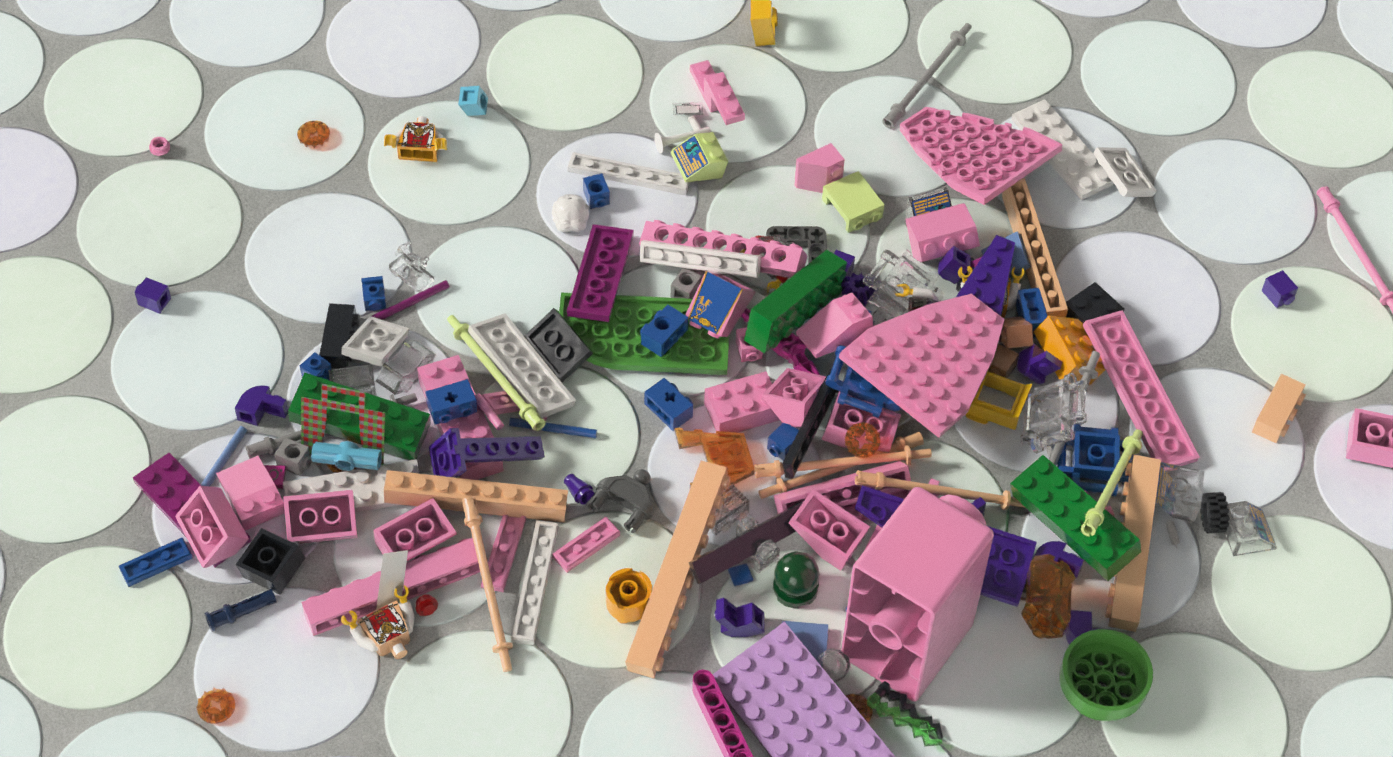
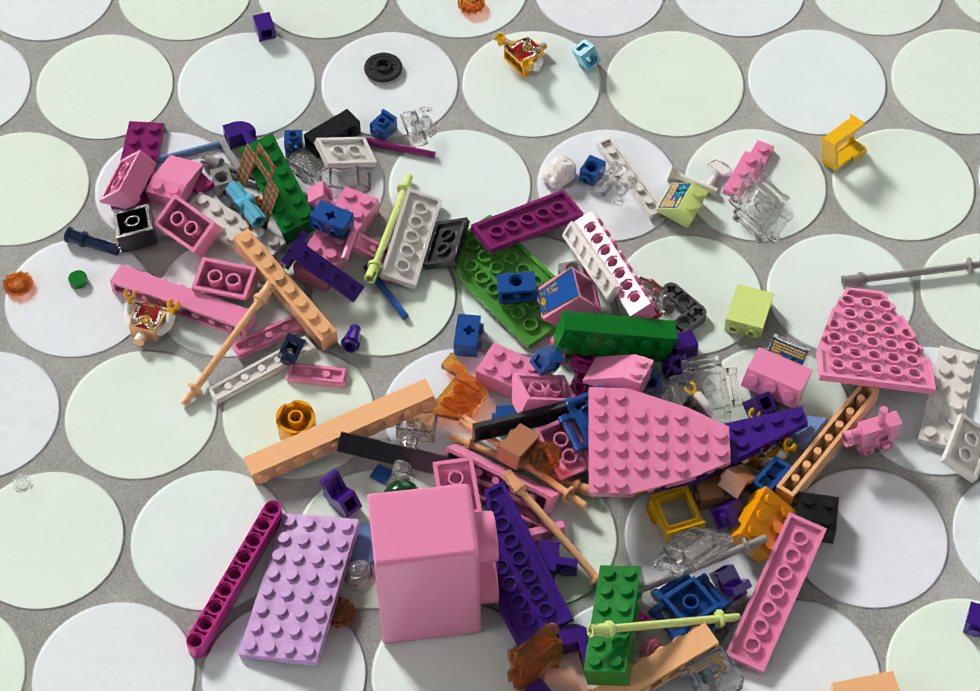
camera: 50 degrees right, 0 degrees up
(155, 562) = (83, 178): blue tile -> none
(269, 652) = (77, 279): none -> green tile
(311, 256) = (393, 69): none -> black wheel
(391, 577) = (174, 288): white sticker -> none
(408, 393) = (319, 192): none -> bright pink brick
(426, 605) = (186, 327): red plate -> none
(547, 540) = (293, 344): none -> dark blue brick
(628, 493) = (375, 365): dark grey connector -> none
(633, 184) = (612, 181): none -> clear piece
(766, 115) = (758, 209): none -> clear brick
(770, 364) = (547, 360): none -> blue brick
(819, 168) = (748, 269): bright pink slope -> none
(832, 451) = (517, 446): none -> nougat piece
(913, 721) = (351, 627): clear neon green piece -> none
(1063, 210) = (874, 432): none -> bright pink piece
(1104, 415) = (729, 583): none -> dark purple brick

